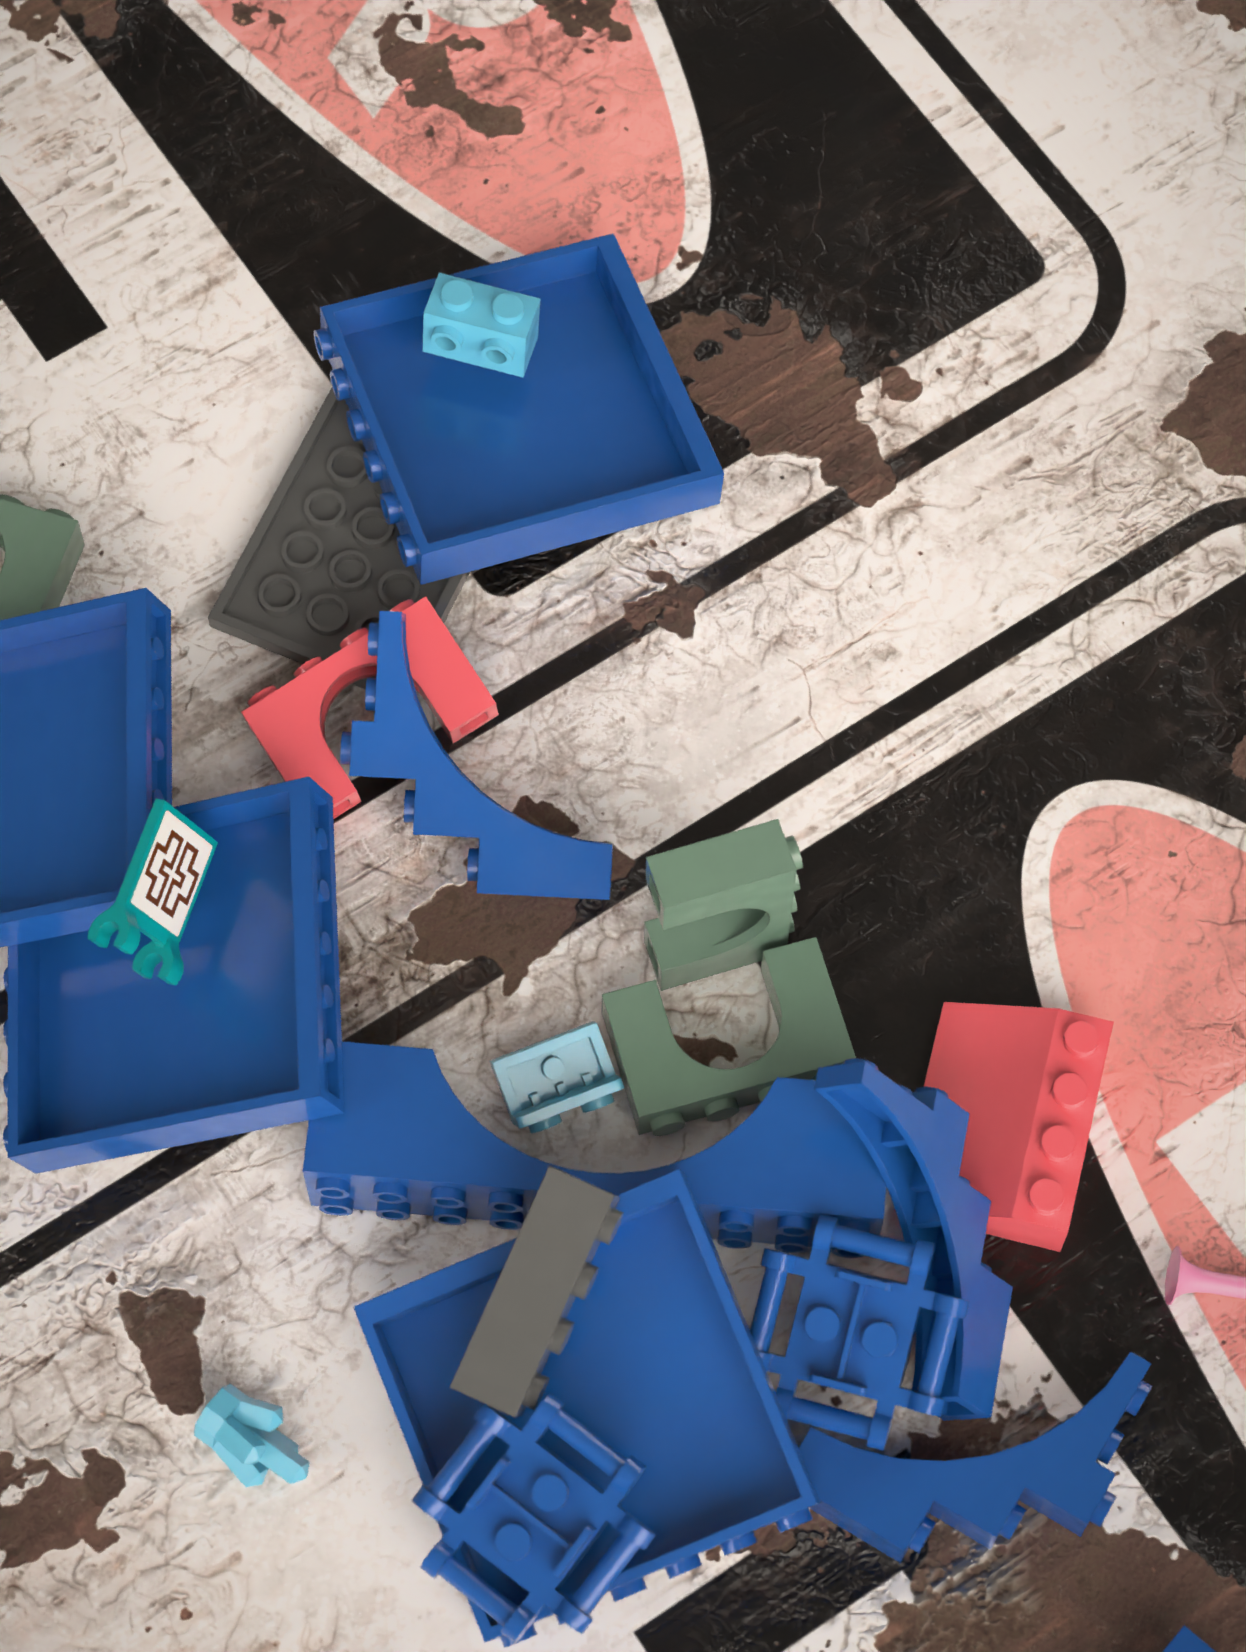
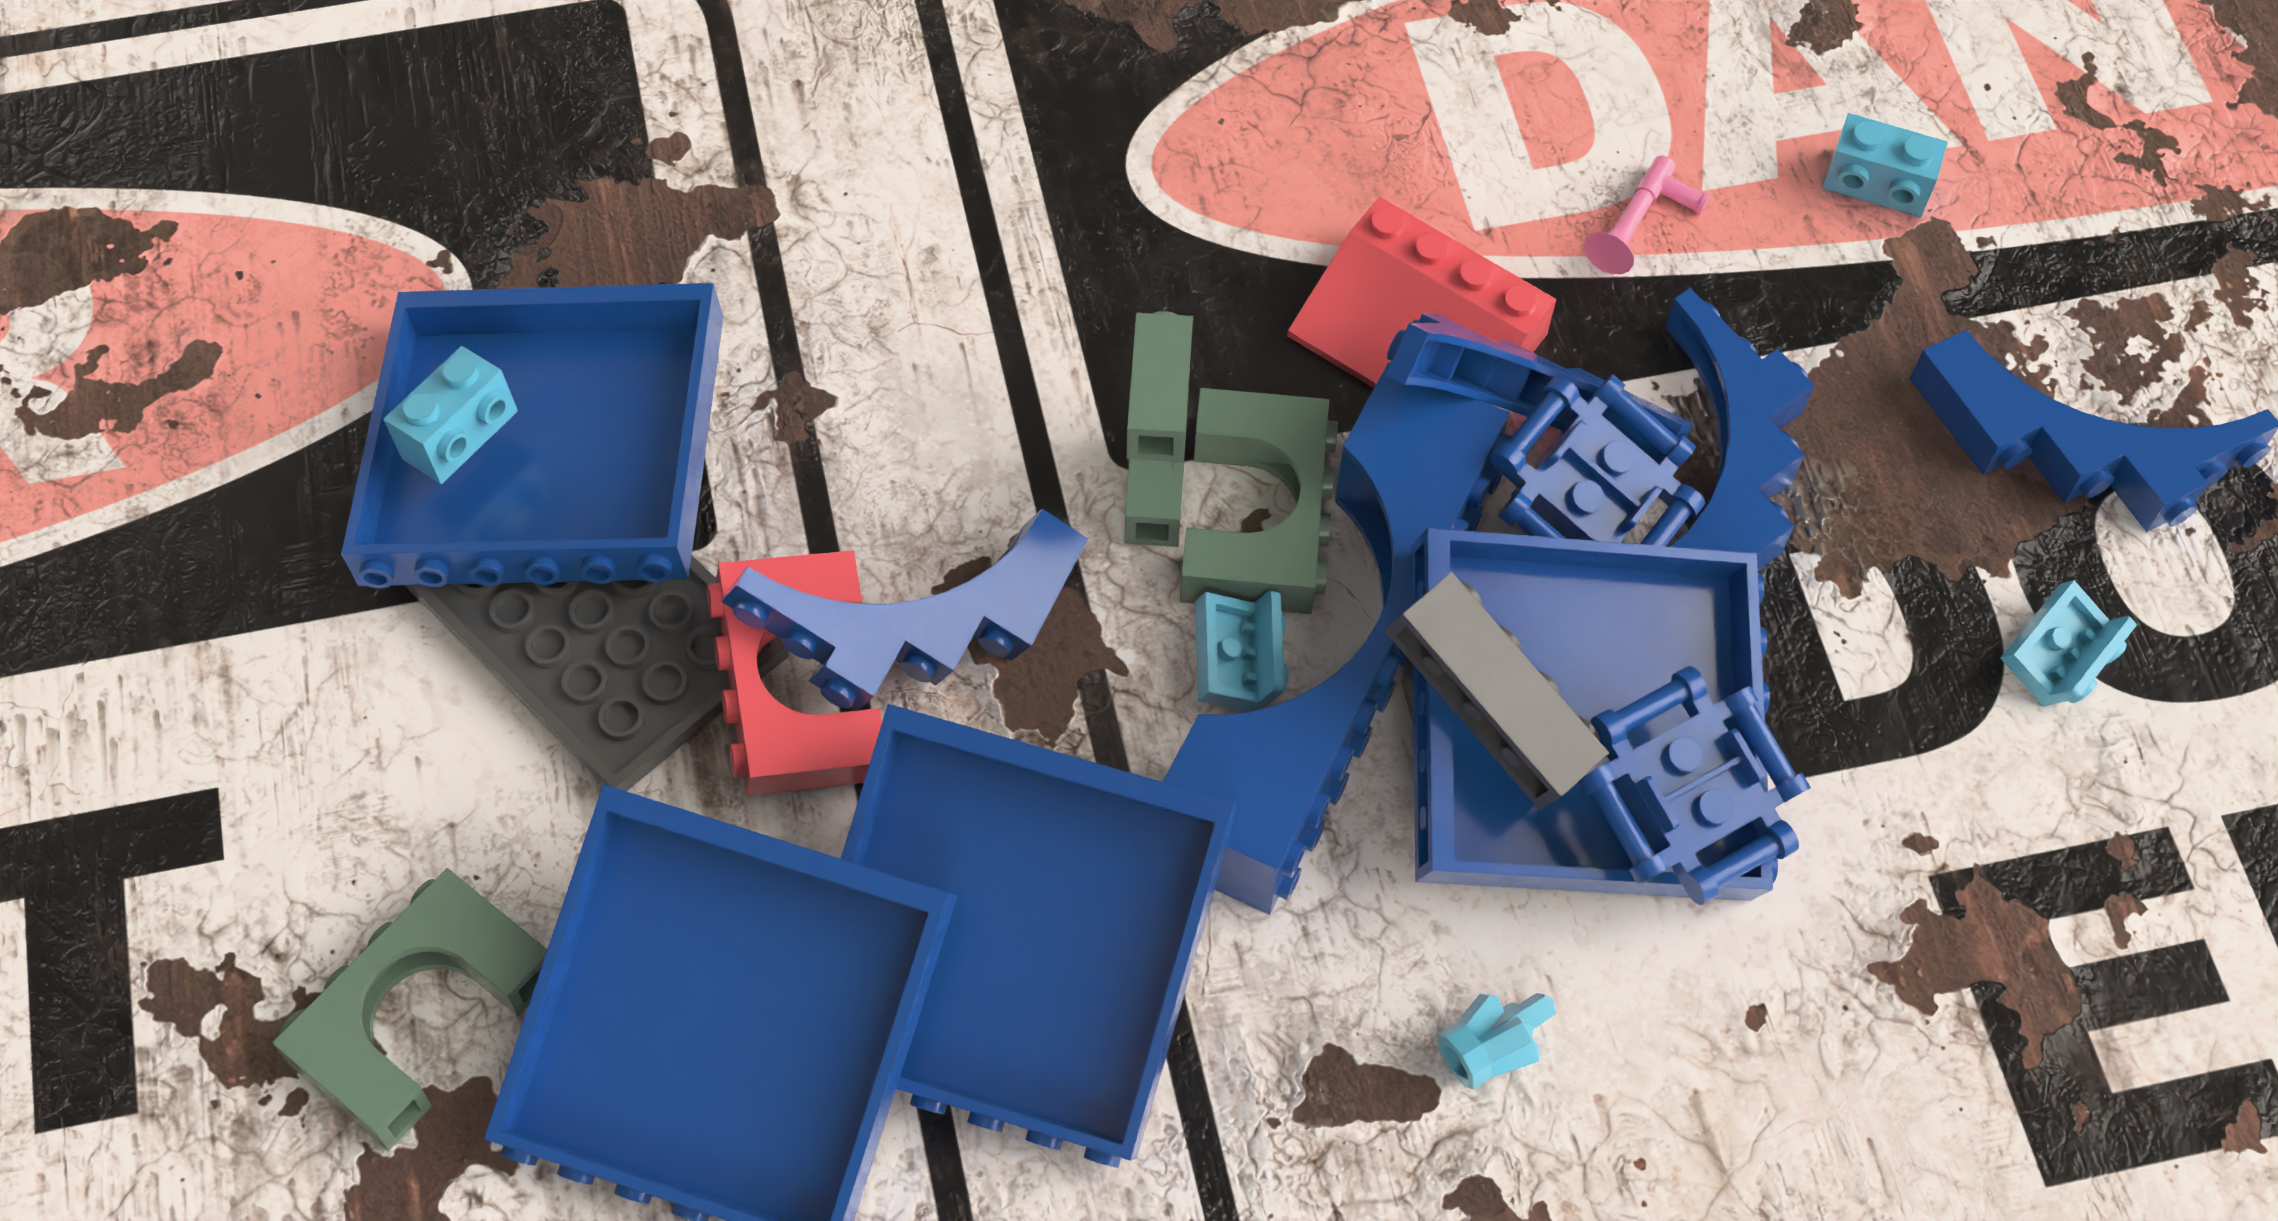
camera: 70 degrees left, 5 degrees down
(158, 893) = (981, 914): flag -> none

